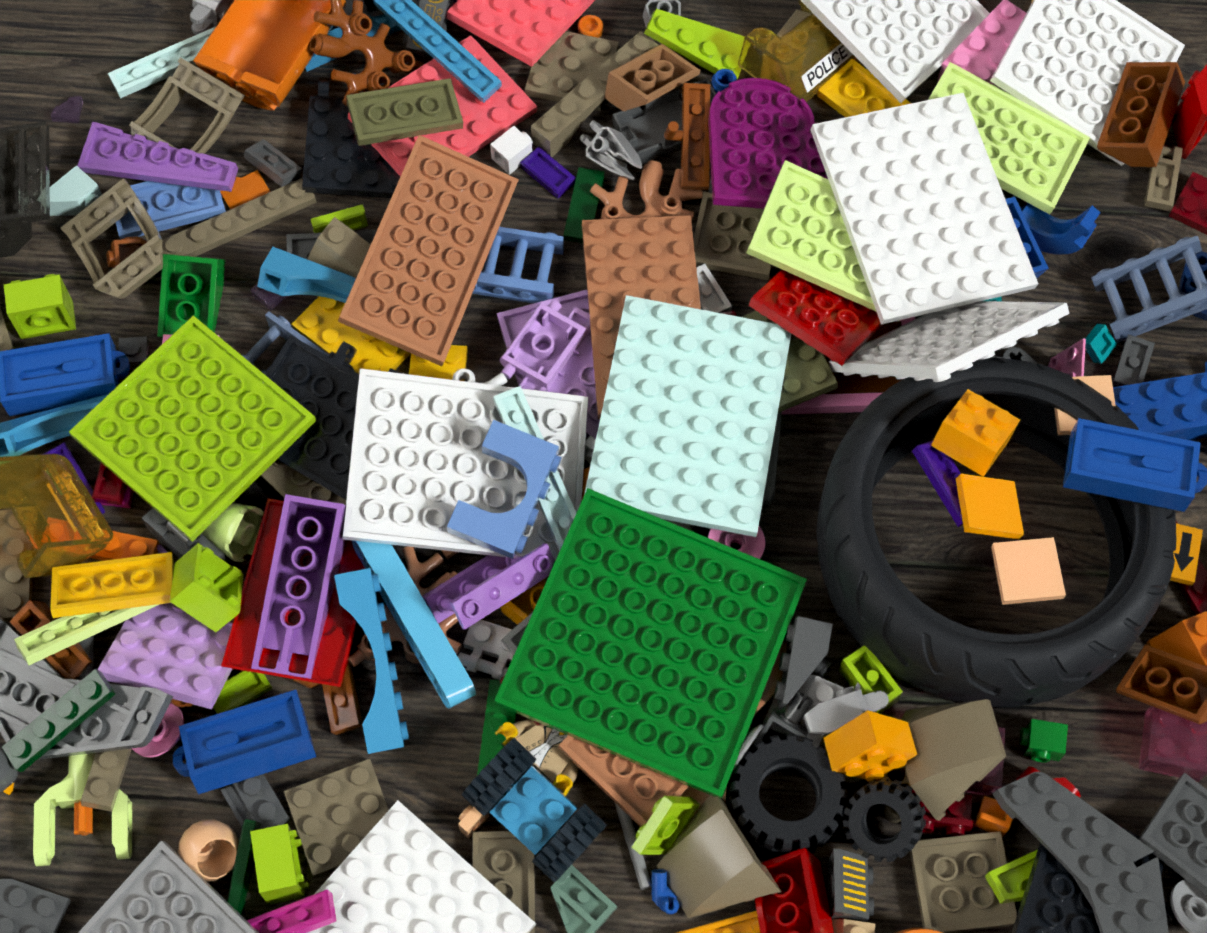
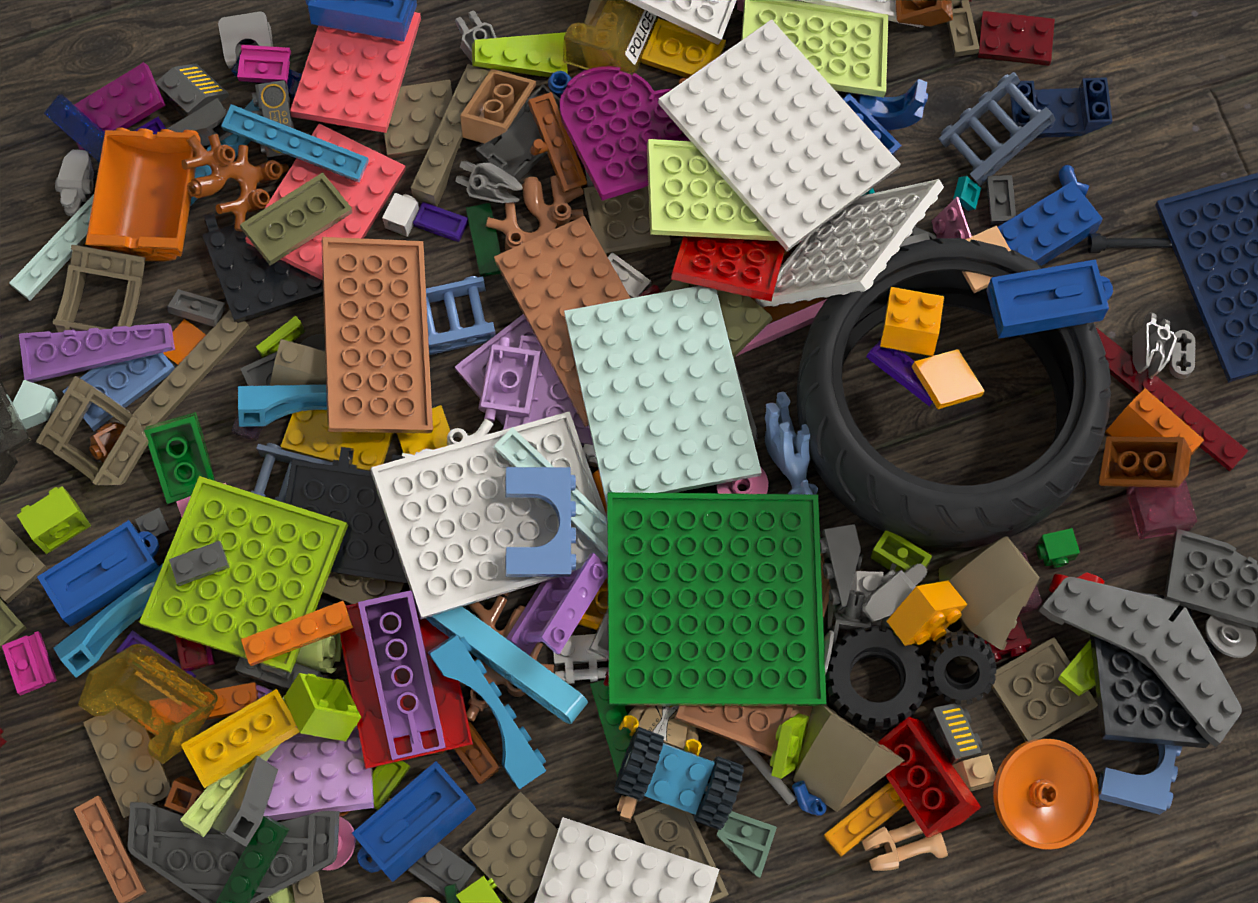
camera: 20 degrees left, 5 degrees up
(87, 649) = (247, 803): none -> dark grey slope
(152, 397) = (199, 563): none -> dark grey plate
(214, 503) = (296, 633): none -> orange plate
(591, 26) = (418, 74): orange tile -> none
(799, 519) = (786, 447): none -> light blue animal
(992, 817) = (1042, 628): orange panel -> none
(1028, 571) = (1000, 420): light nougat tile -> none
(1186, 554) = (1111, 345): light orange tile -> none

